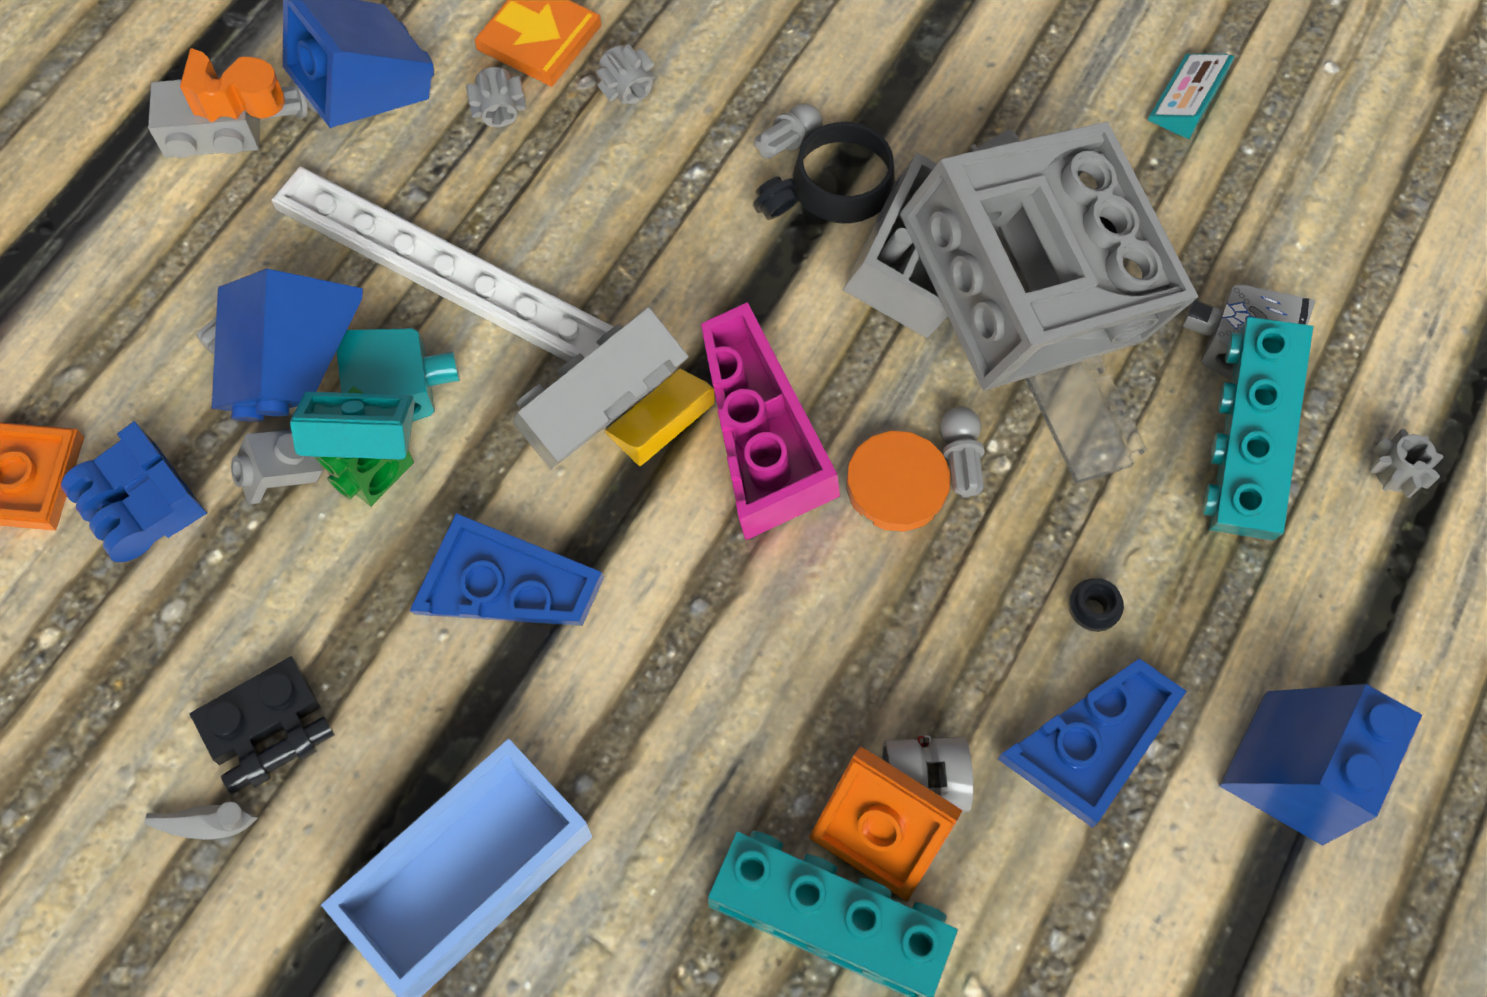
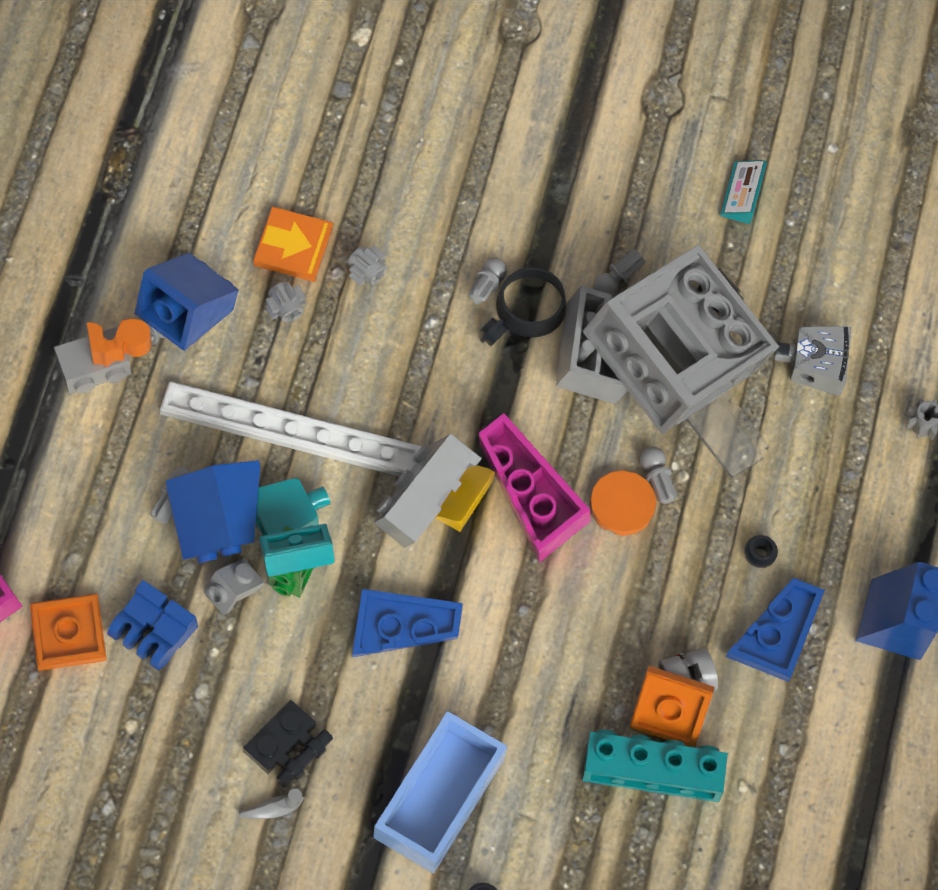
camera: 20 degrees left, 0 degrees up
(1259, 429) = (833, 420): teal brick -> none

